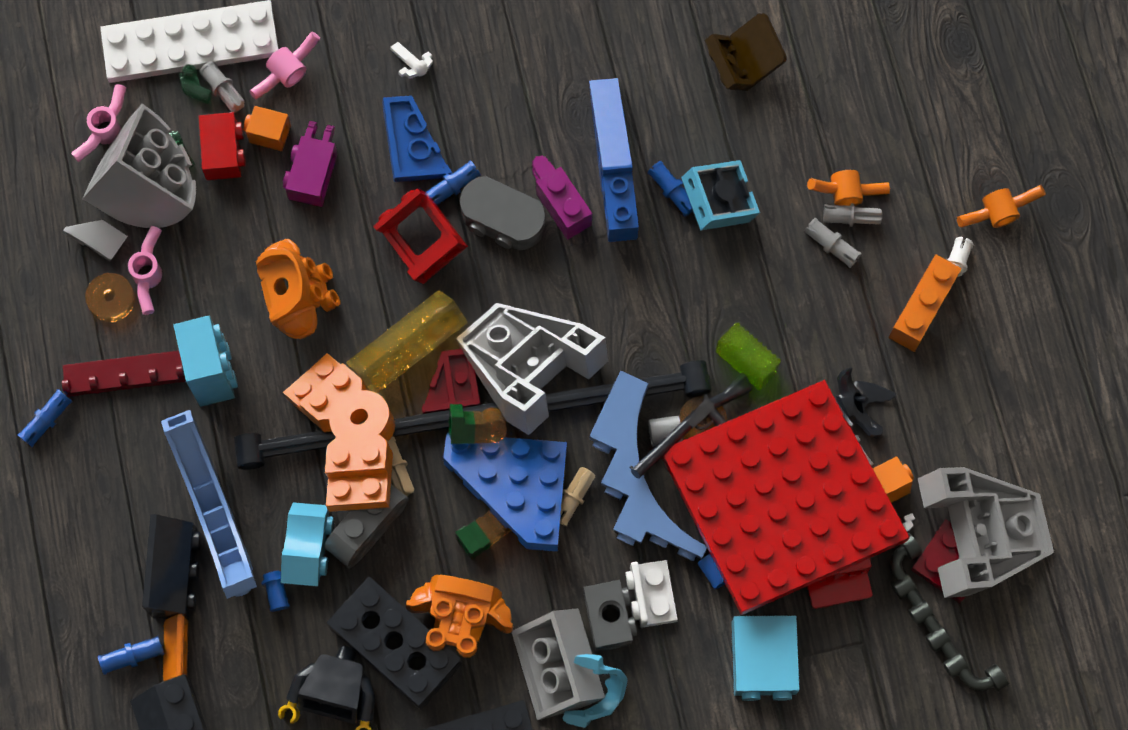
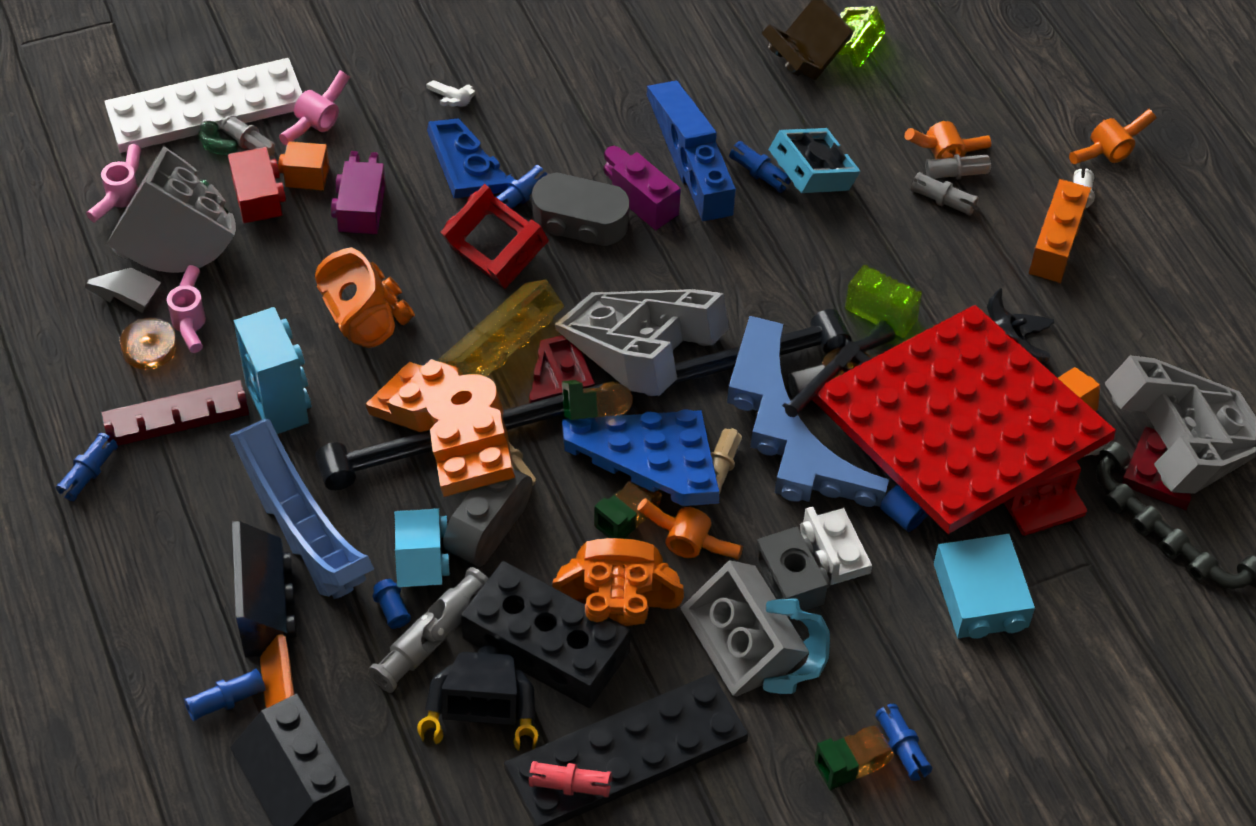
camera: 10 degrees left, 20 degrees down
(286, 638) = (434, 626): none -> light grey piece
(531, 565) = (688, 532): none -> orange piece
(801, 43) = (867, 32): none -> clear neon green bracket

